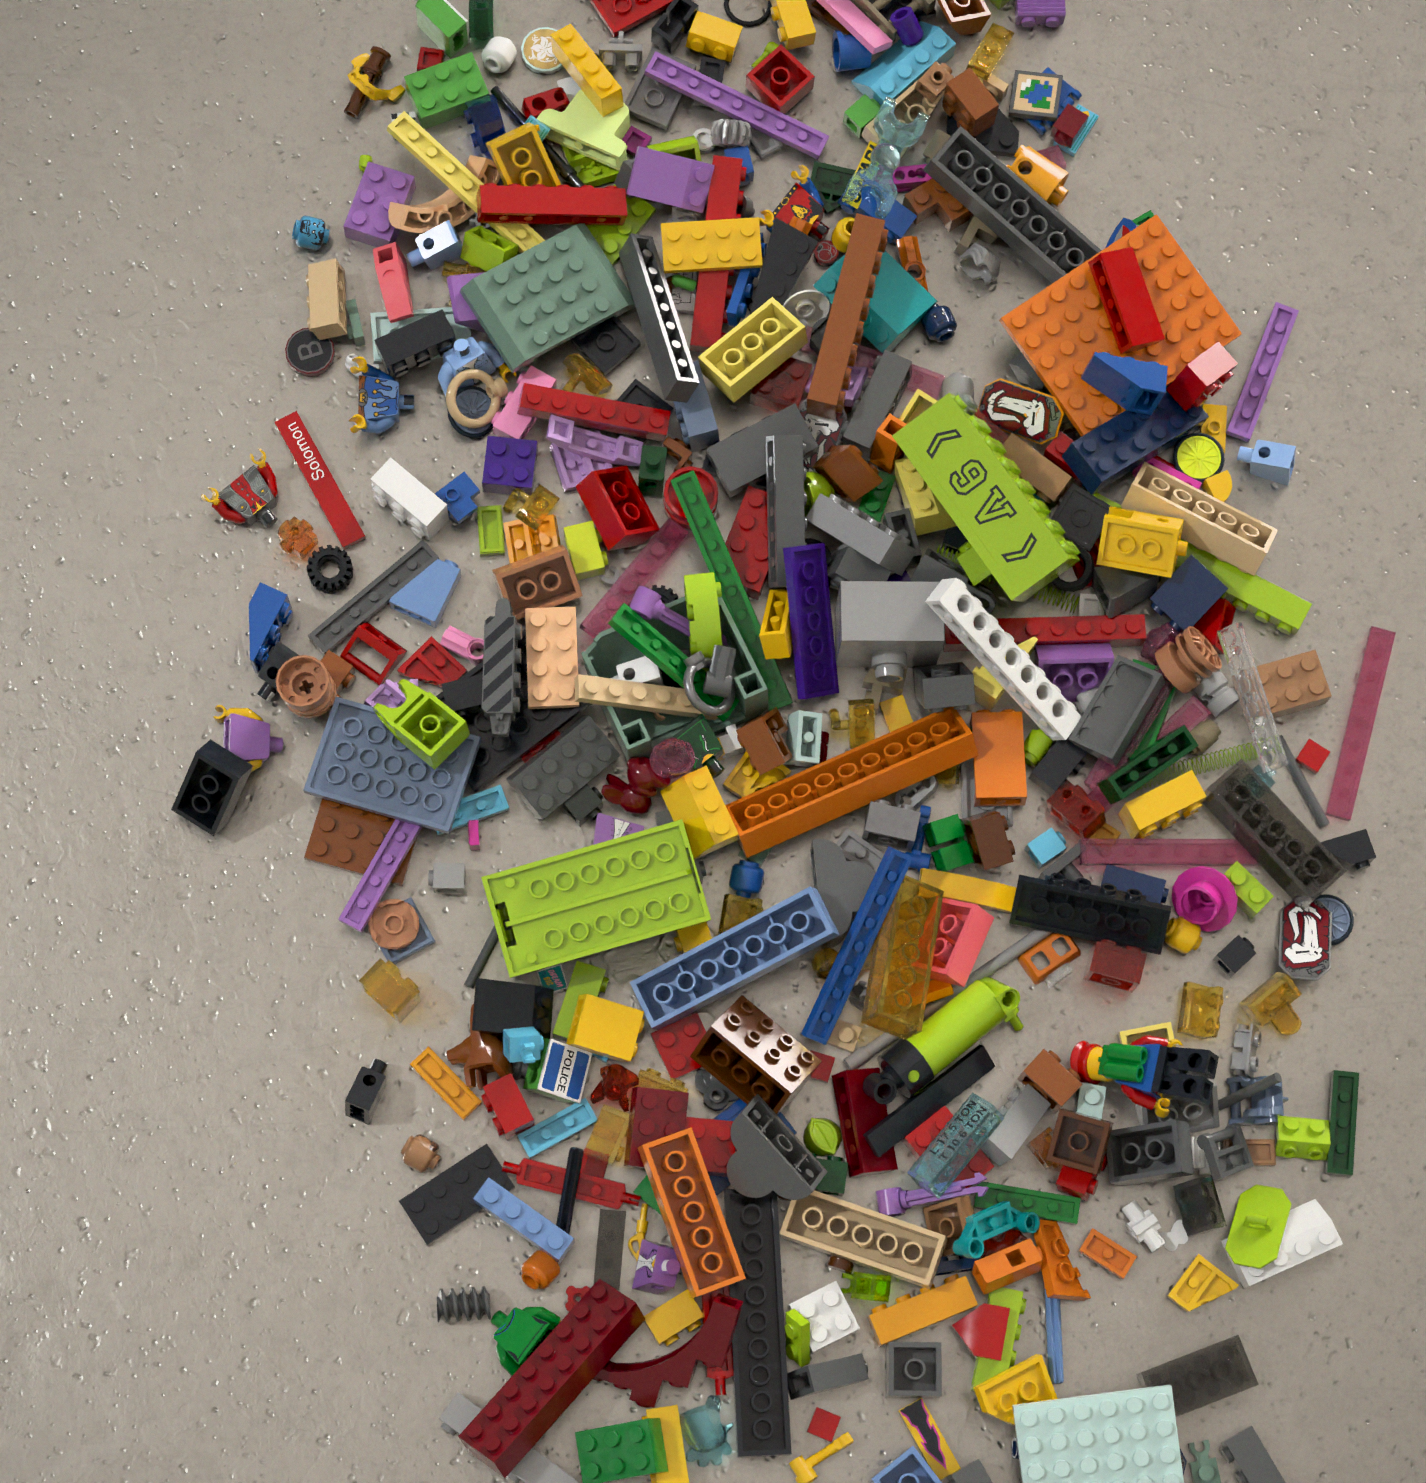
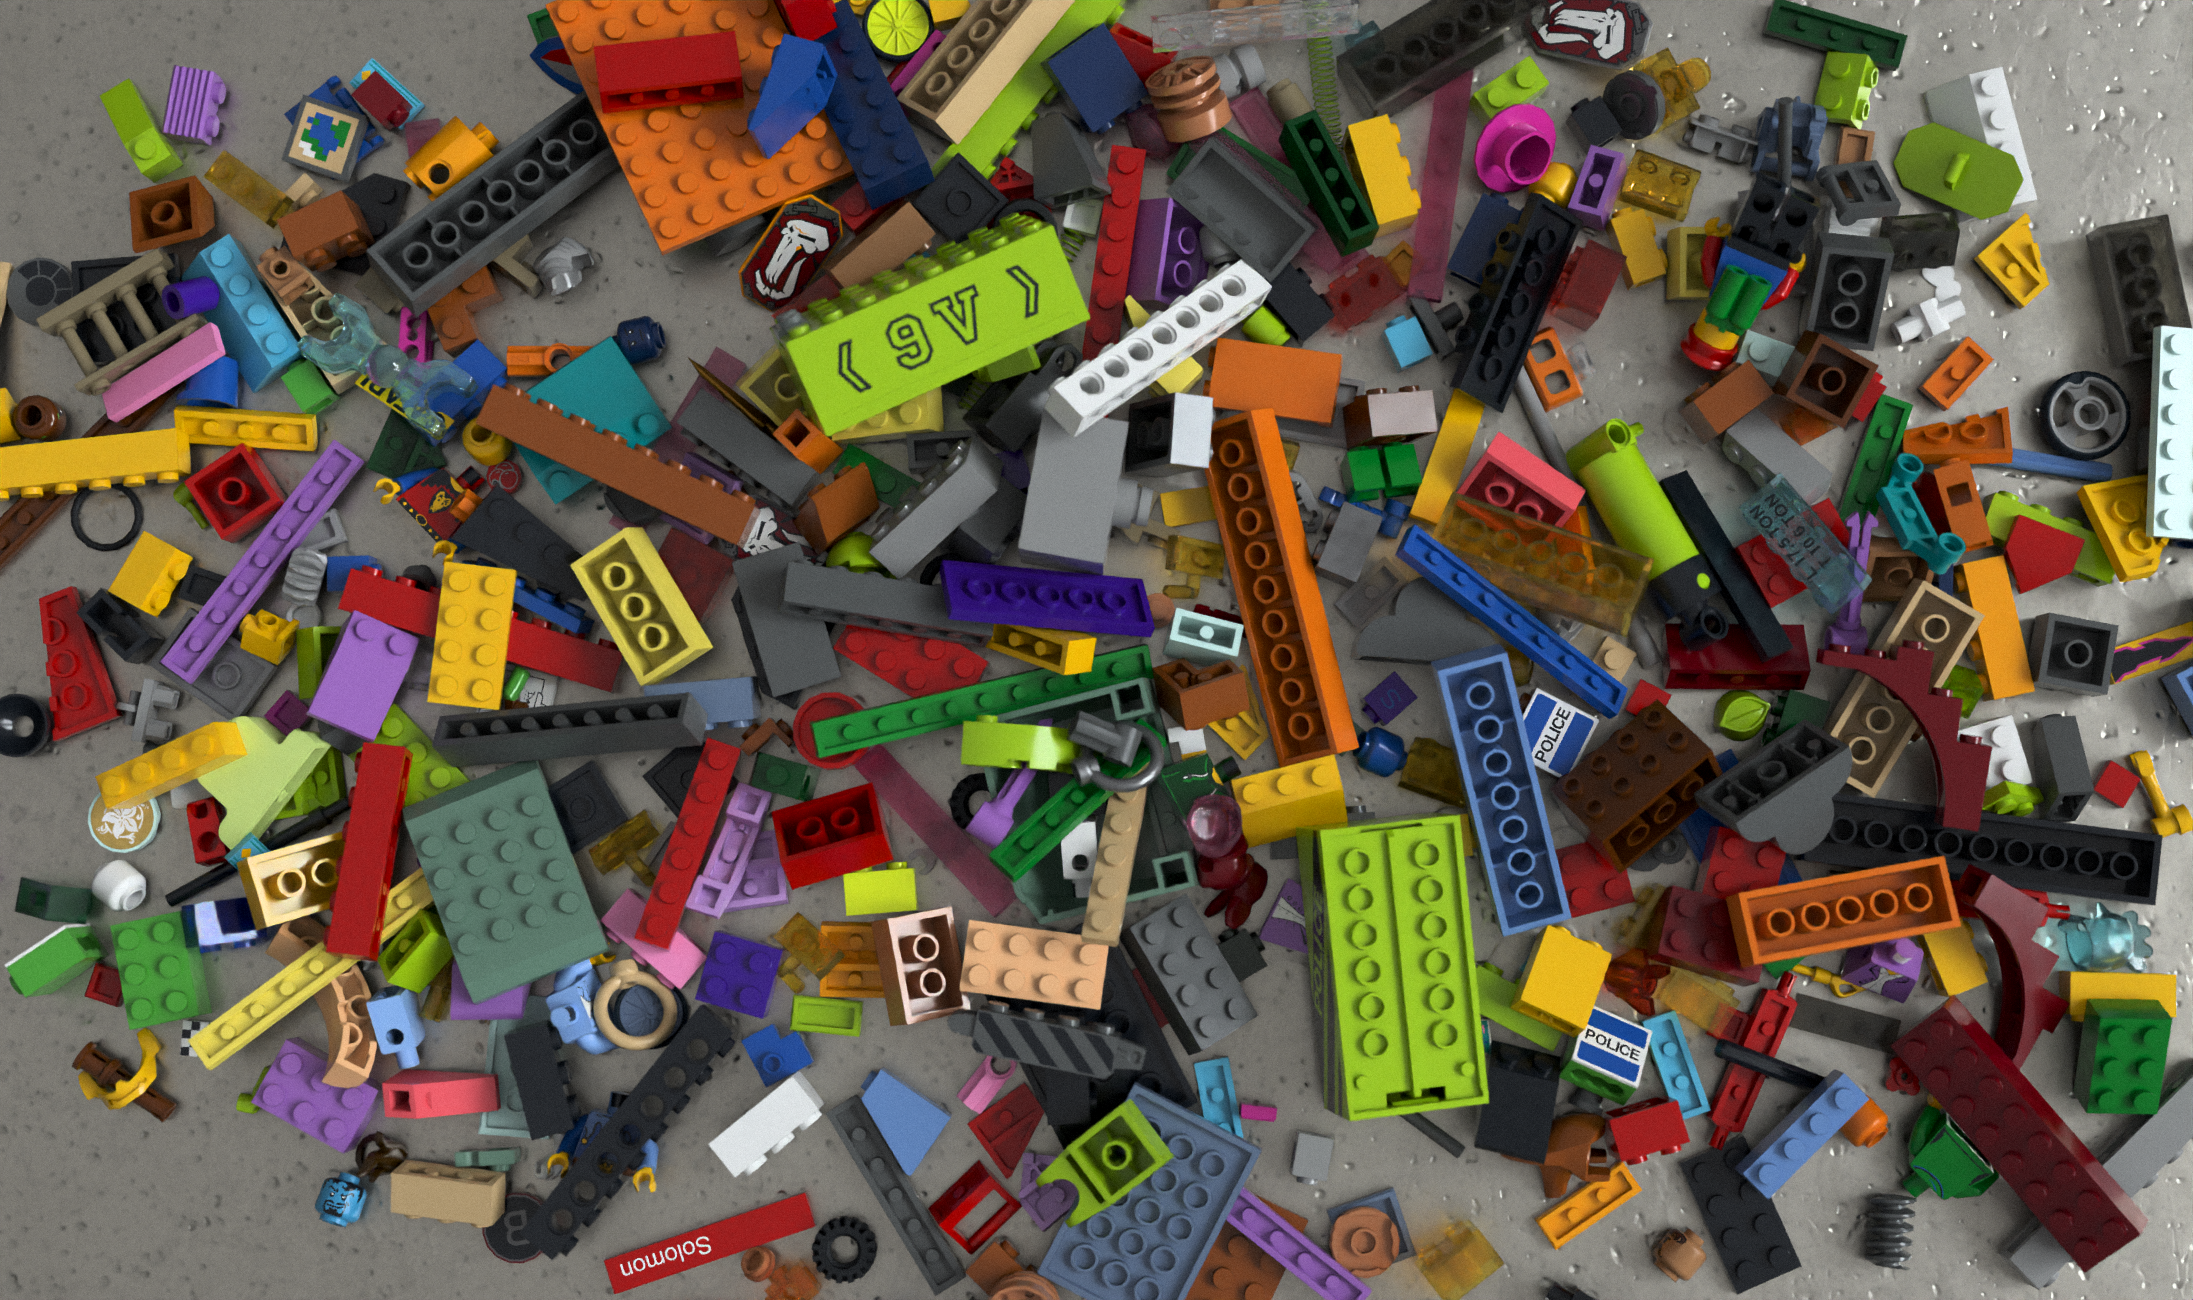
camera: 75 degrees left, 10 degrees up
(311, 512) = (758, 1263): none -> nougat plate
(315, 361) = (543, 1227): none -> black brick
(345, 256) = (387, 1158): none -> dark brown piece
(522, 1044) = (1575, 1098): medium azure brick -> none
(686, 118) = (268, 636): none -> yellow brick
(784, 995) = (1555, 732): none -> piece
(785, 877) = (1387, 700): none -> dark purple brick
(808, 306) = (586, 519): white dish -> none
(816, 1284) = (1958, 764): none -> dark red arch
(819, 705) = (1161, 609): none -> nougat plate
(826, 81) = (249, 427): none -> yellow plate
(912, 389) = (759, 419): none -> pearl gold bar
(958, 383) = (743, 334): light grey head -> none
(1116, 1345) = (2076, 386): none -> light grey wheel
(1141, 542) = (1017, 125): yellow torso -> none
(1151, 1000) = (1632, 236): none -> yellow brick
(1188, 963) = (1598, 187): none -> medium lavender brick
(1255, 980) = (1635, 103): none -> dark grey tile

